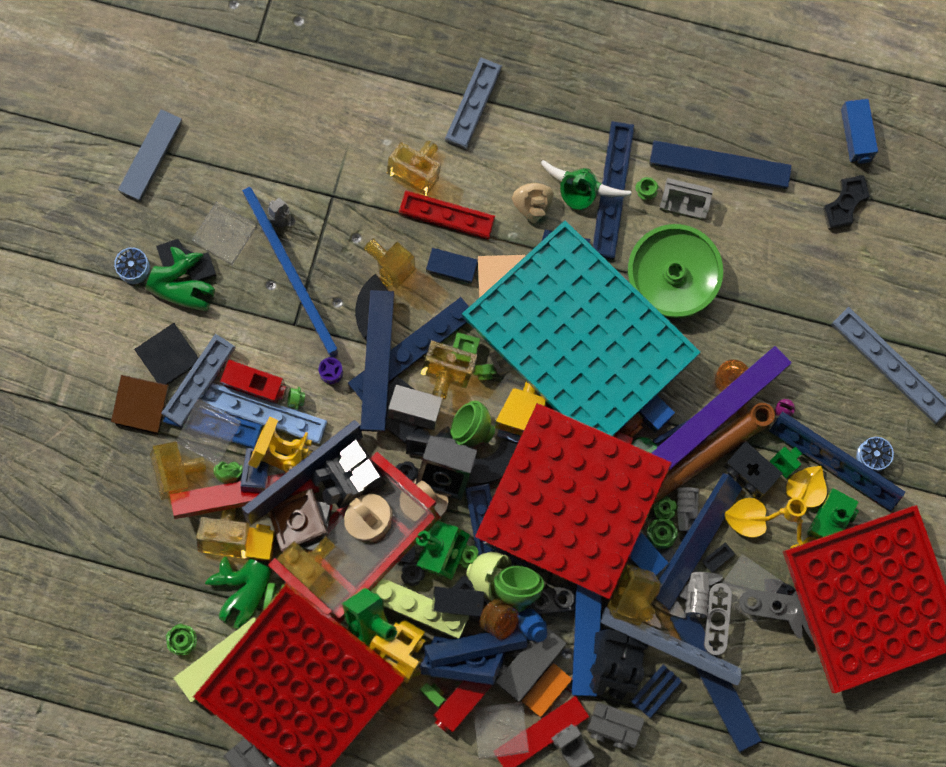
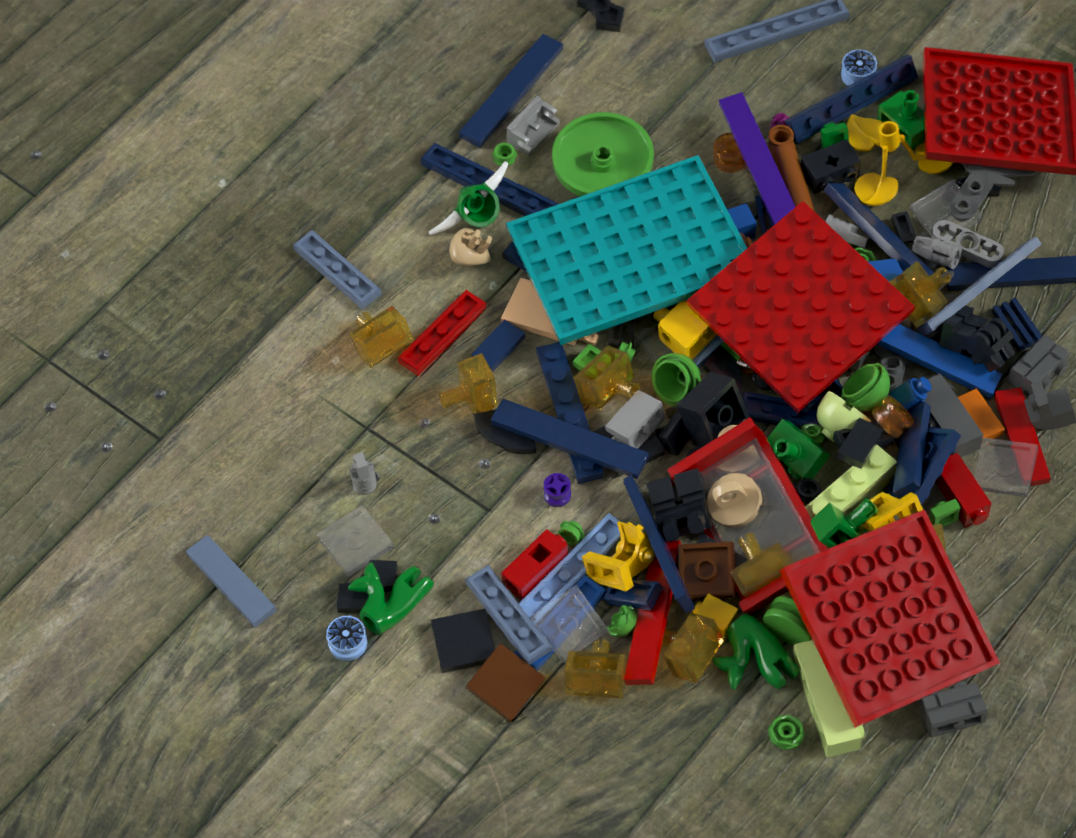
camera: 60 degrees left, 20 degrees down
(290, 272) = (431, 489): blue tile -> none

